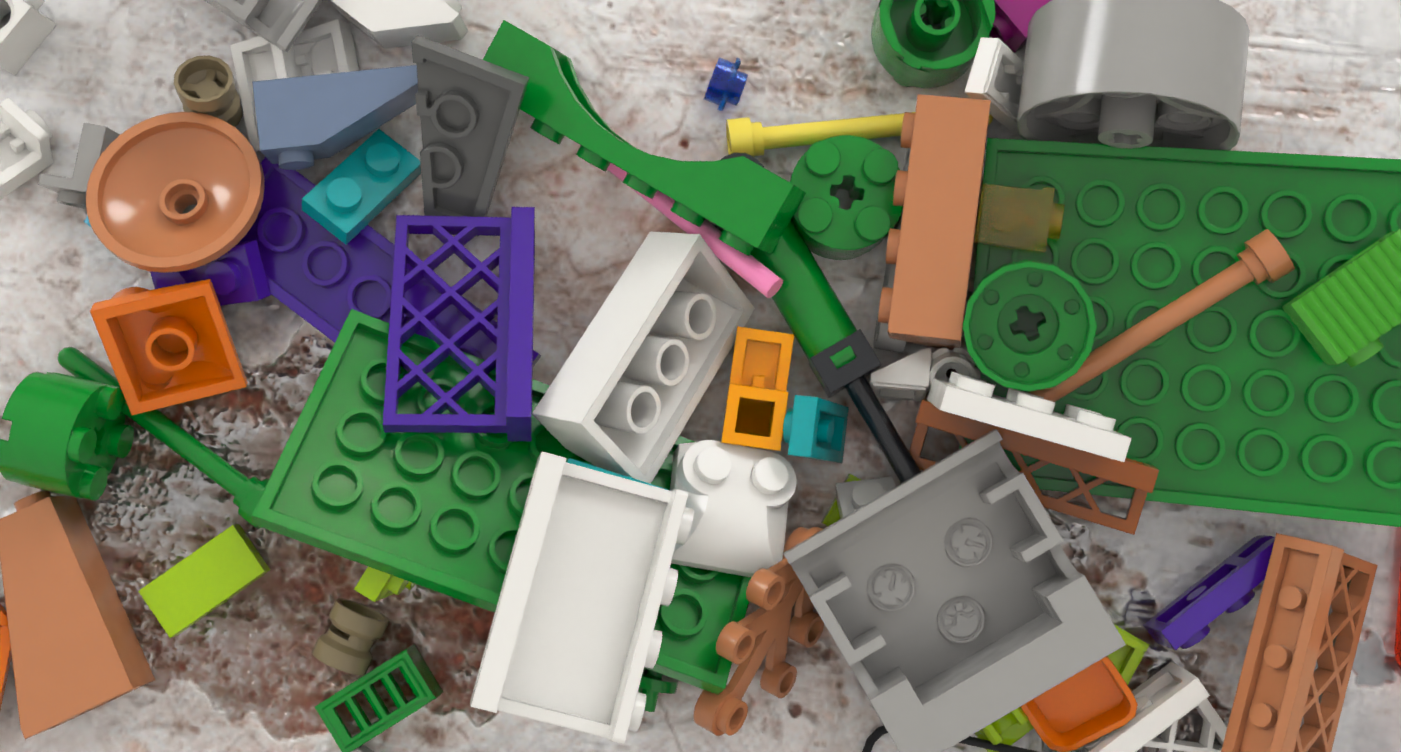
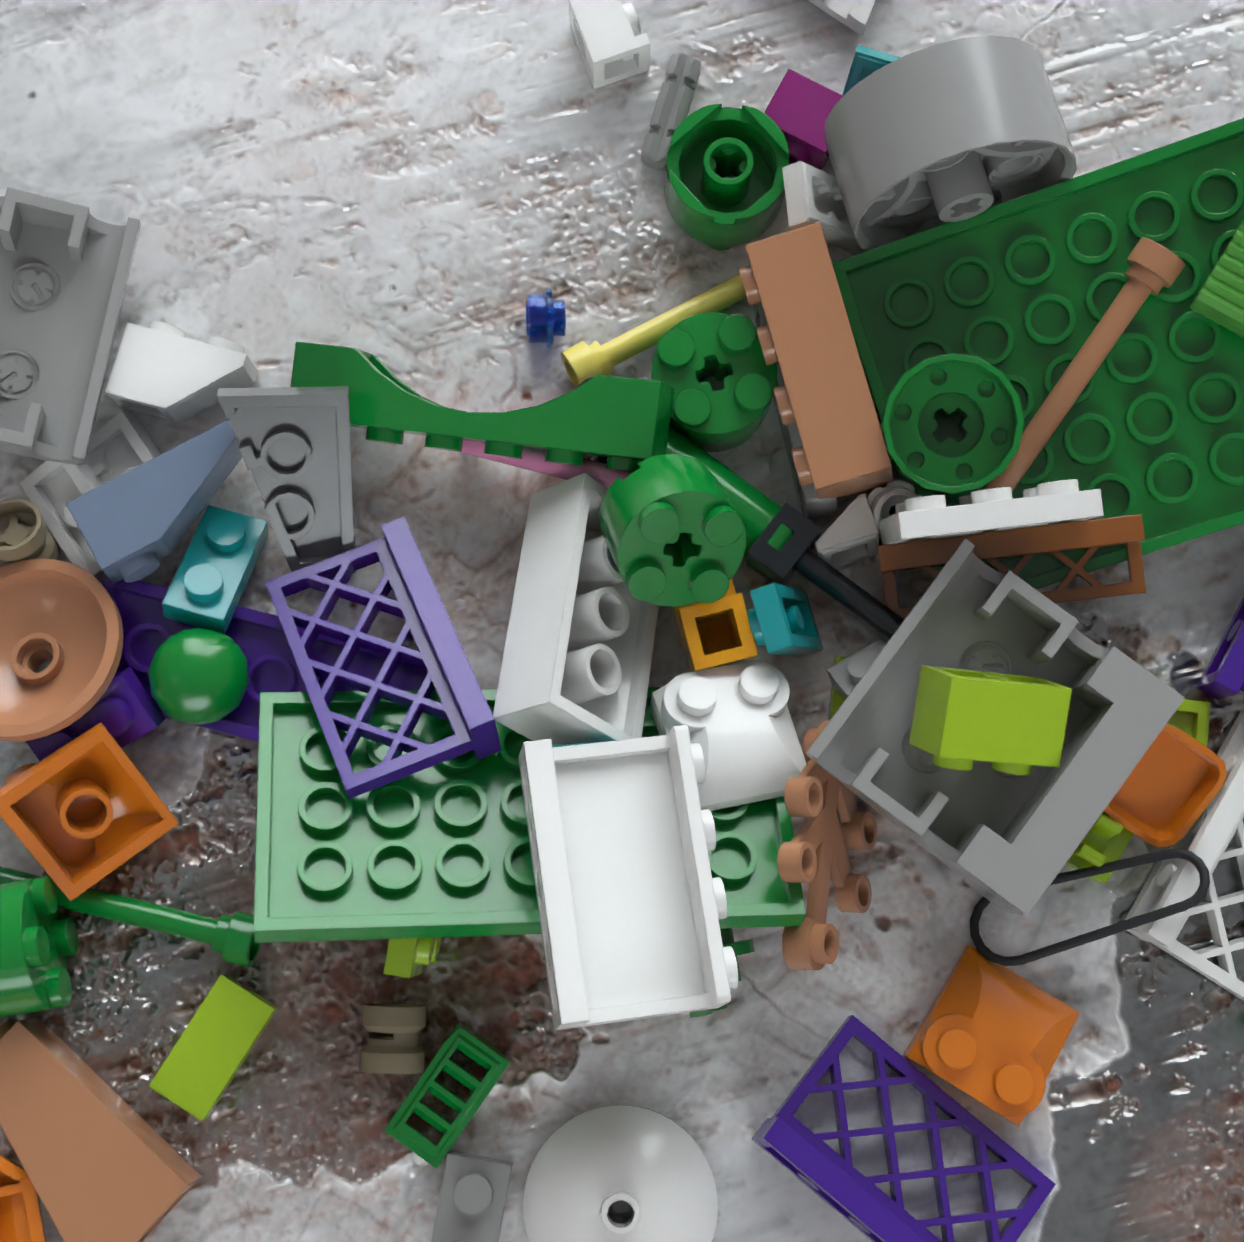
camera: 25 degrees left, 5 degrees down
(309, 271) = (198, 676): none -> green hair
(750, 318) = (673, 532): none -> green brick
(951, 590) = (989, 719): none -> lime brick
(1018, 217) = (895, 328): clear yellow bracket -> none

